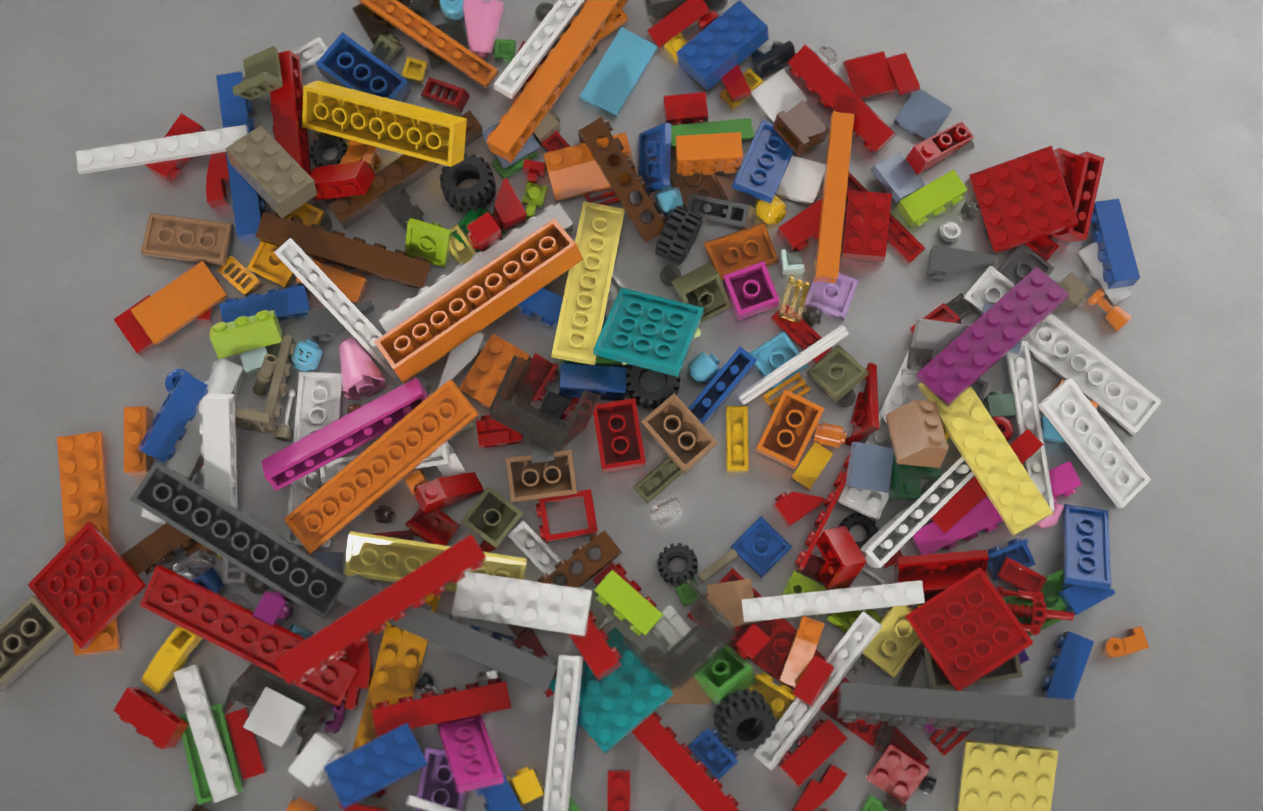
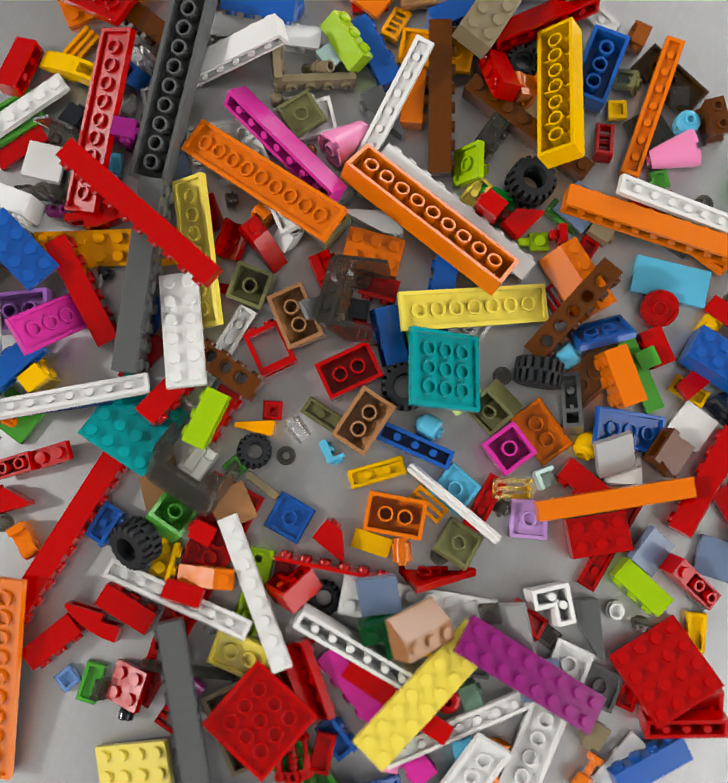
camera: 75 degrees right, 5 degrees up
(134, 625) = (80, 41): none -> light orange tile
(229, 667) = (73, 115): none -> black brick
(306, 355) = (344, 97): medium azure head -> none
(311, 407) = (301, 114): none -> olive tile
(340, 22) = (639, 34): none -> dark orange brick
(637, 533) = (272, 410): none -> red tile
(644, 91) = (659, 308): none -> red tile
(654, 547) = (263, 427): none -> light orange slope
(691, 525) = (281, 451): none -> clear smoke plate
(695, 119) = (648, 358): none -> bright green tile
(698, 484) = (327, 449): none -> medium azure bracket
(787, 183) = (614, 454): none -> light grey tile
(922, 288) = (554, 598): none -> white brick
(989, 156) = (695, 627): none -> yellow tile

